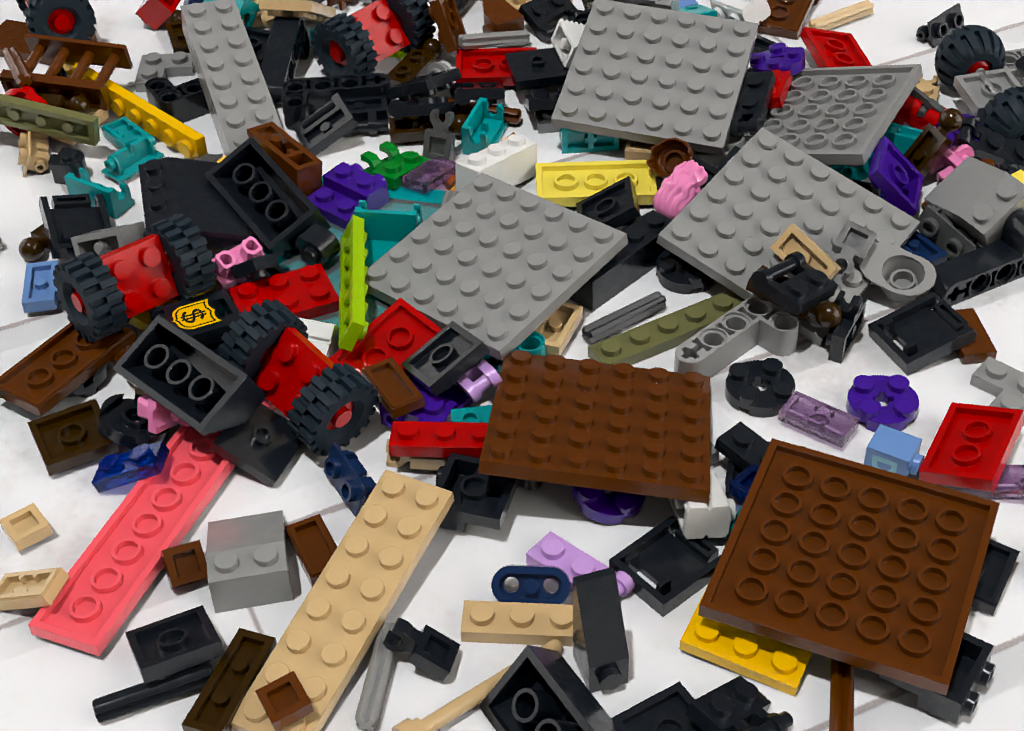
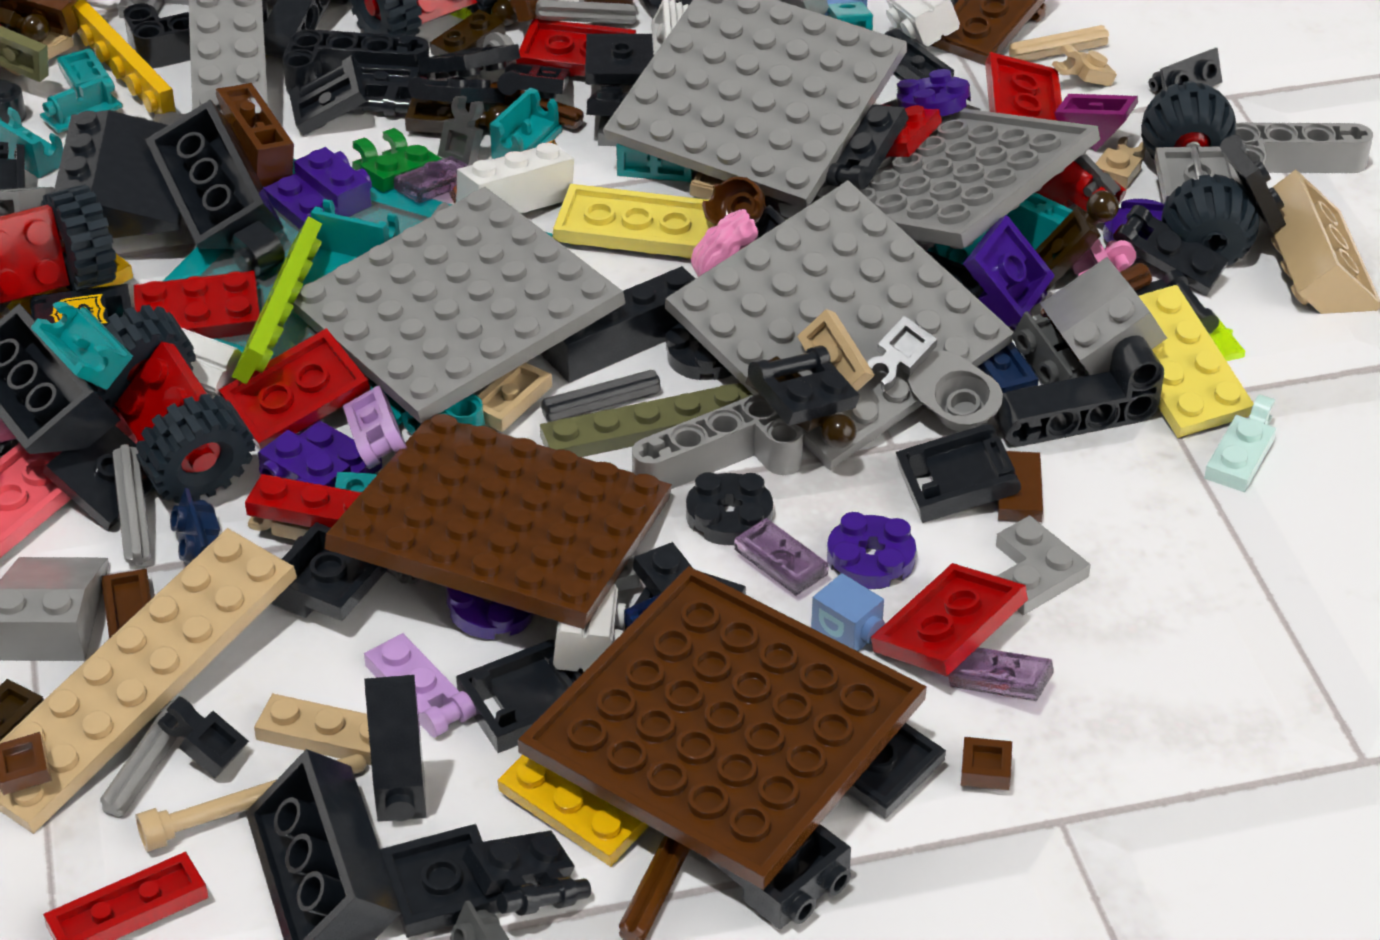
camera: 10 degrees right, 0 degrees up
(226, 259) = (154, 256): bright pink hips -> none
(227, 339) = (84, 345): none -> teal hinge
(258, 267) = (171, 264): black plate -> none
(291, 464) = (131, 505): none -> light grey axle
(394, 388) = (276, 435): reddish brown tile -> none
(445, 358) = (348, 410): black plate -> none
(531, 584) = (352, 689): dark blue plate -> none
(613, 205) = (636, 254): black plate -> none
(843, 335) = (874, 445): black plate -> none
(871, 28) = (1089, 66): none -> tan plate
(898, 54) = (1103, 111): none -> magenta slope

